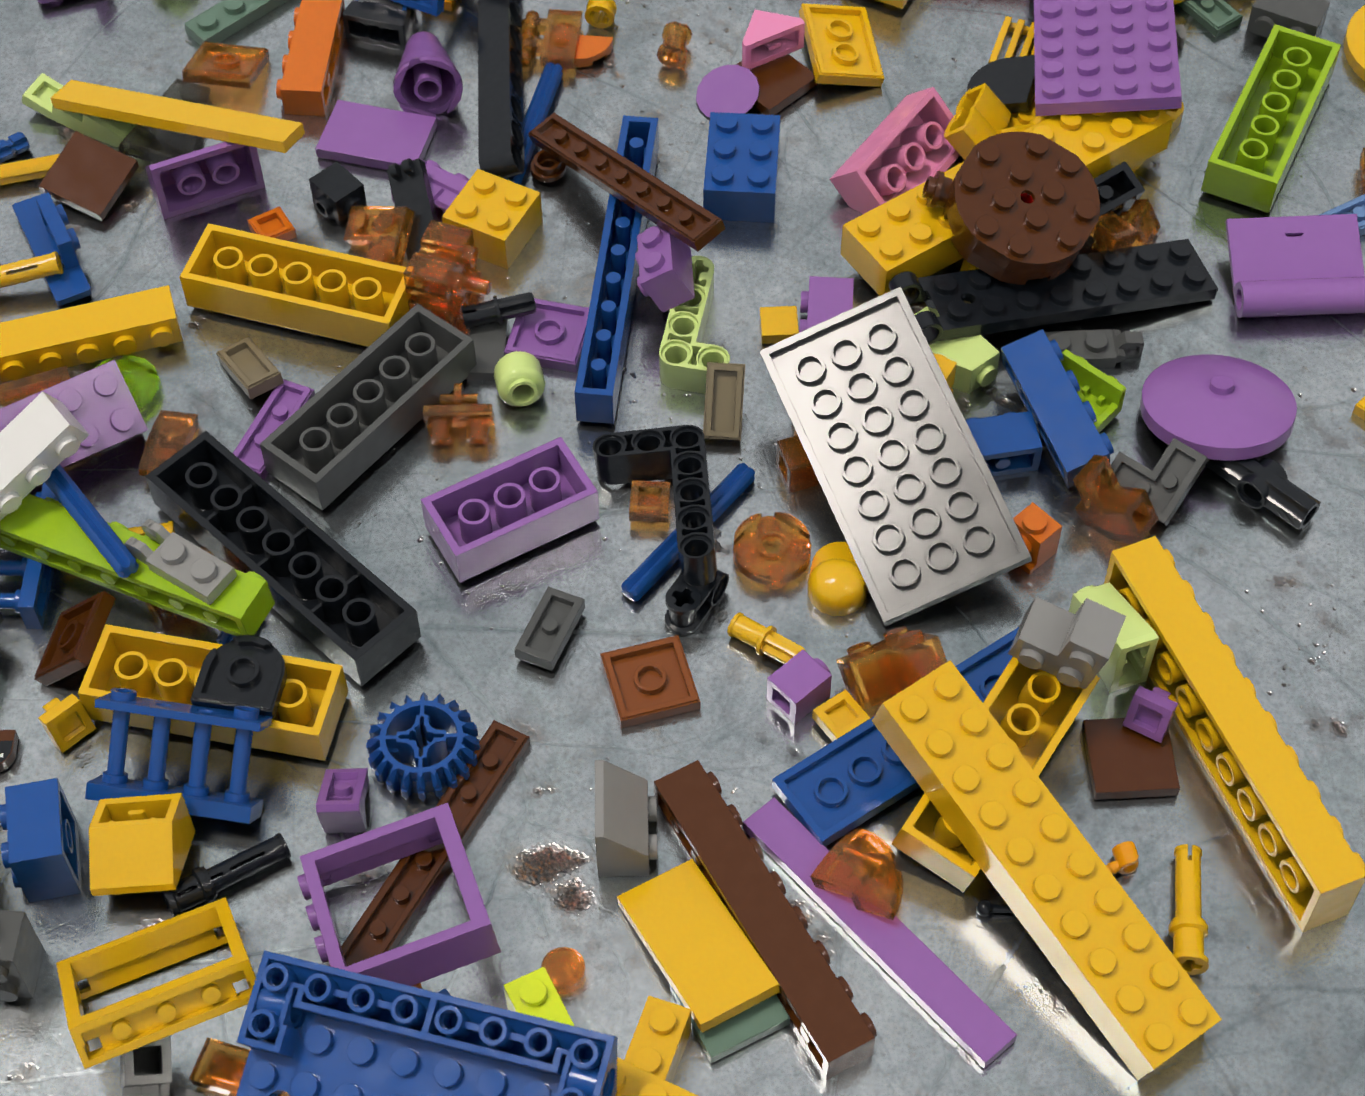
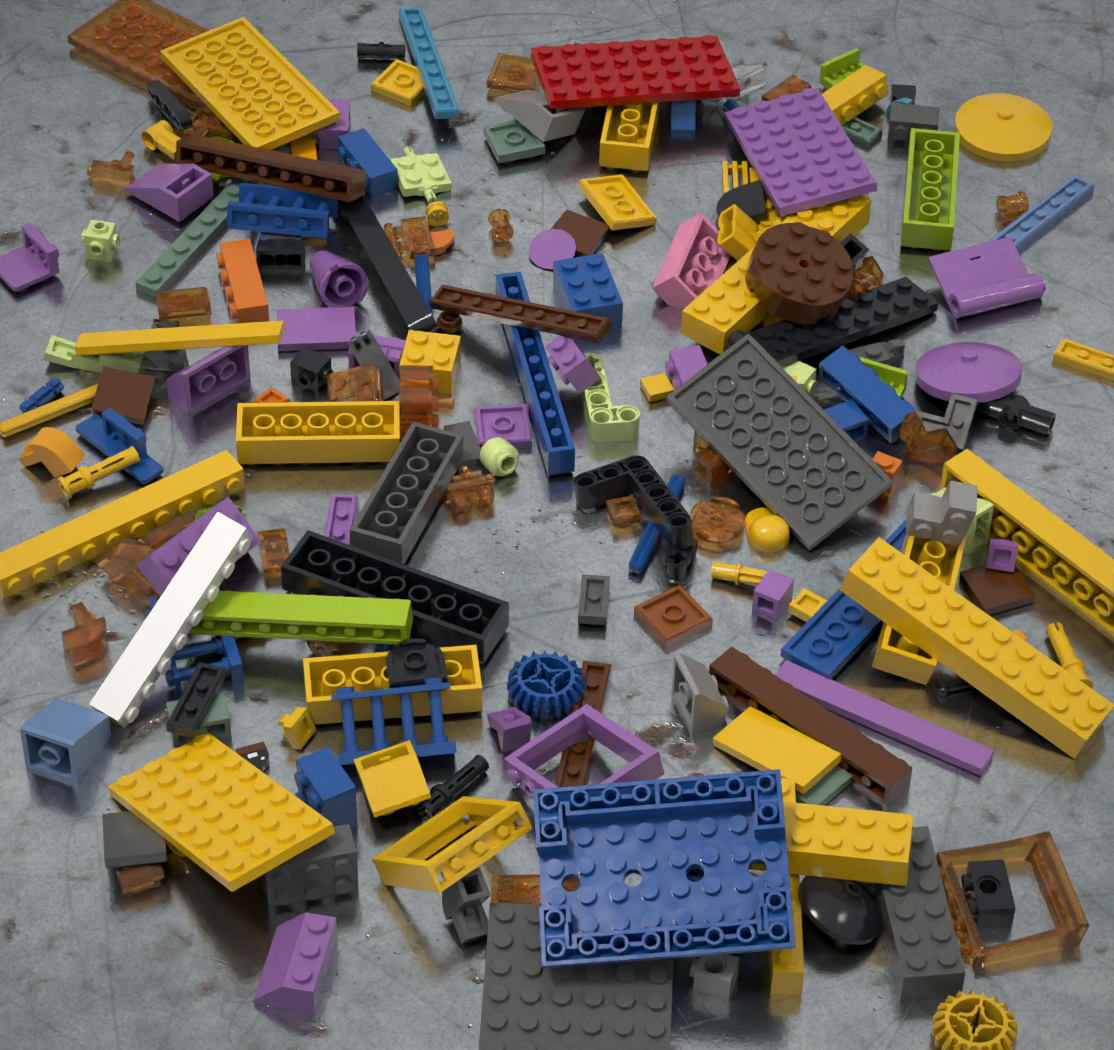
camera: 20 degrees left, 10 degrees down
(74, 638) = (280, 676): reddish brown tile -> none
(92, 523) = (273, 595): blue axle -> none
(182, 563) = (347, 601): light grey hinge -> none
(249, 367) = (306, 491): dark tan tile -> none
(498, 310) = (465, 416): black axle -> none
(510, 509) = (535, 534): medium lavender brick -> none
(724, 401) = (646, 437): dark tan tile -> none
(771, 37) = (570, 205): bright pink slope -> none
(863, 870) = (864, 684): clear orange brick -> none
(889, 666) = (830, 565): clear orange brick -> none
(937, 189) = (739, 273): reddish brown plate -> none

